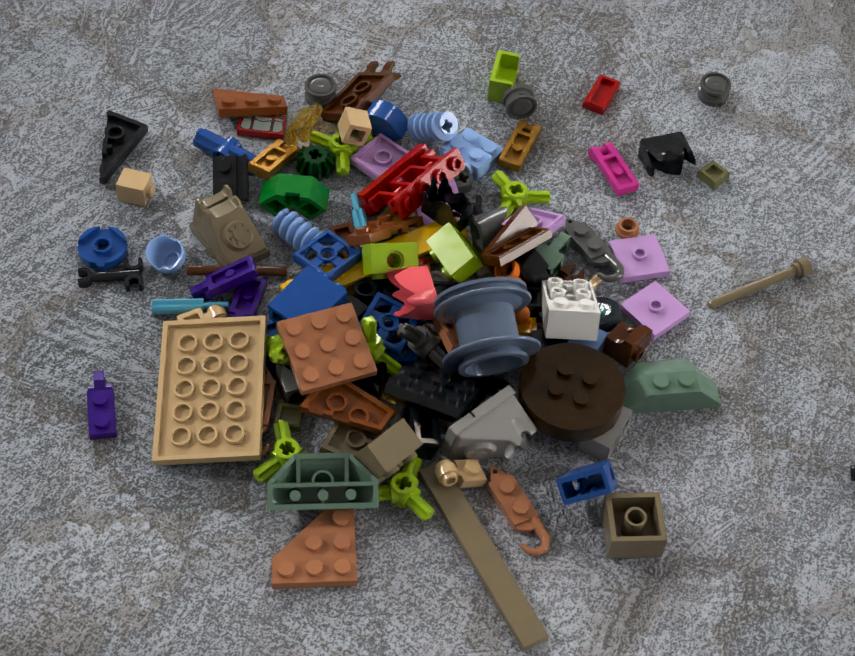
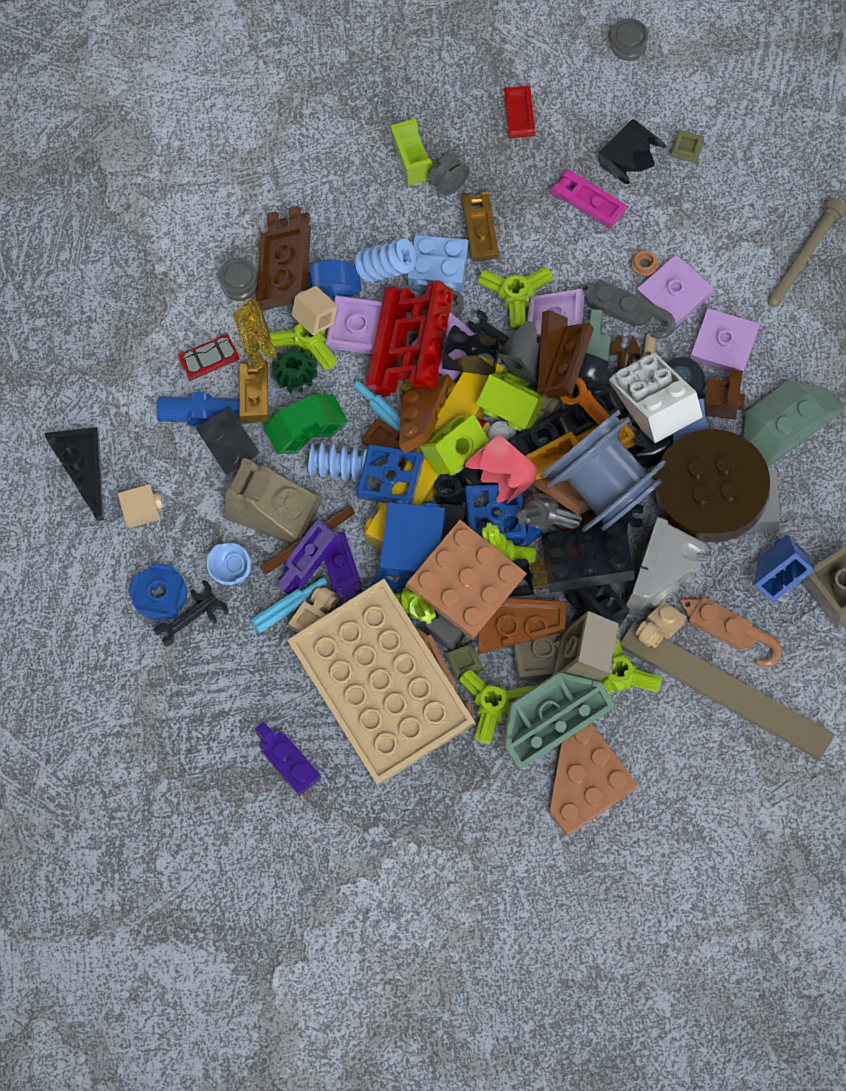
camera: 20 degrees left, 15 degrees up
(242, 104) = (176, 340): dark orange wing -> none

